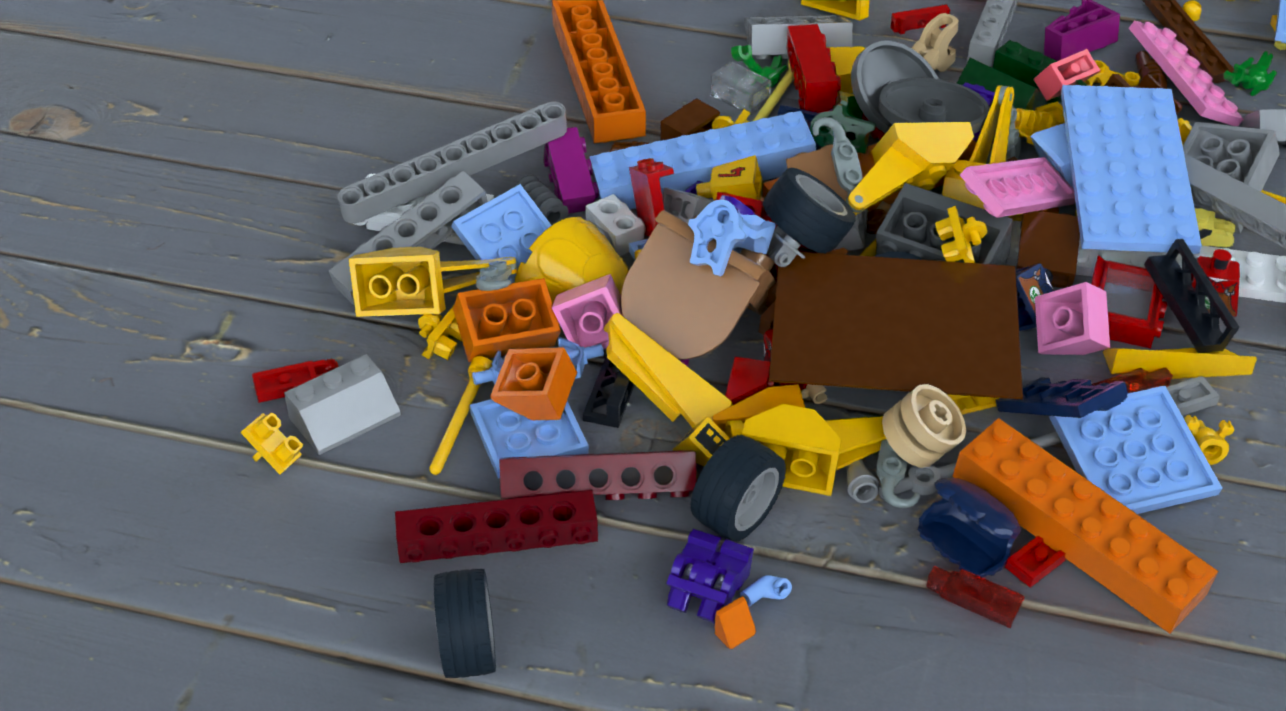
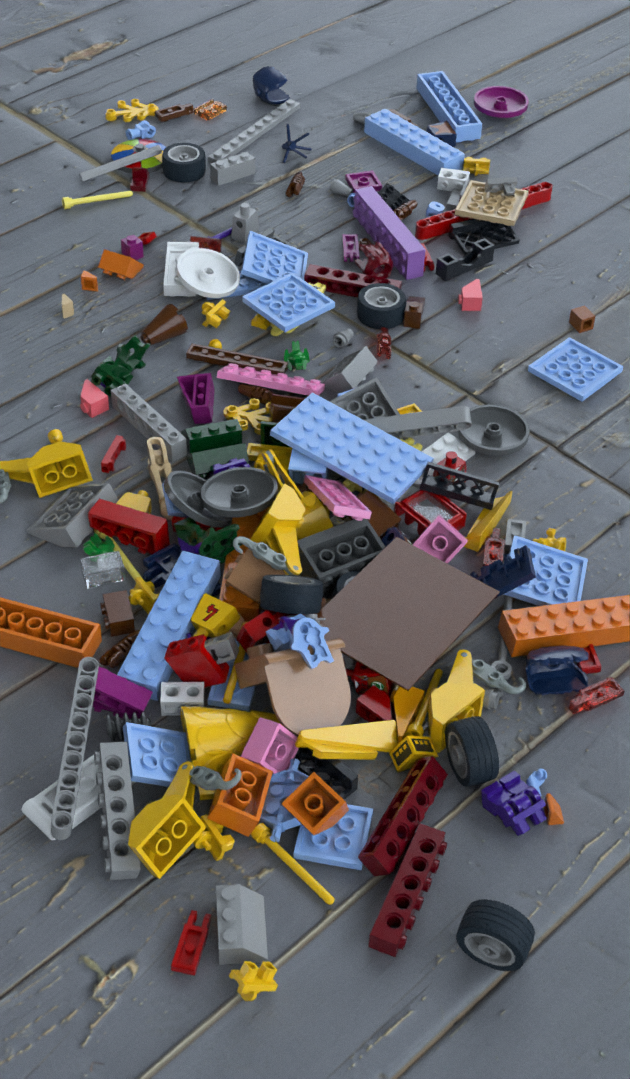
camera: 60 degrees left, 0 degrees up
(924, 426) = (484, 644): tan wheel -> none
(963, 233) = (354, 540): yellow hips -> none
(1066, 73) = (247, 425): coral slope -> none

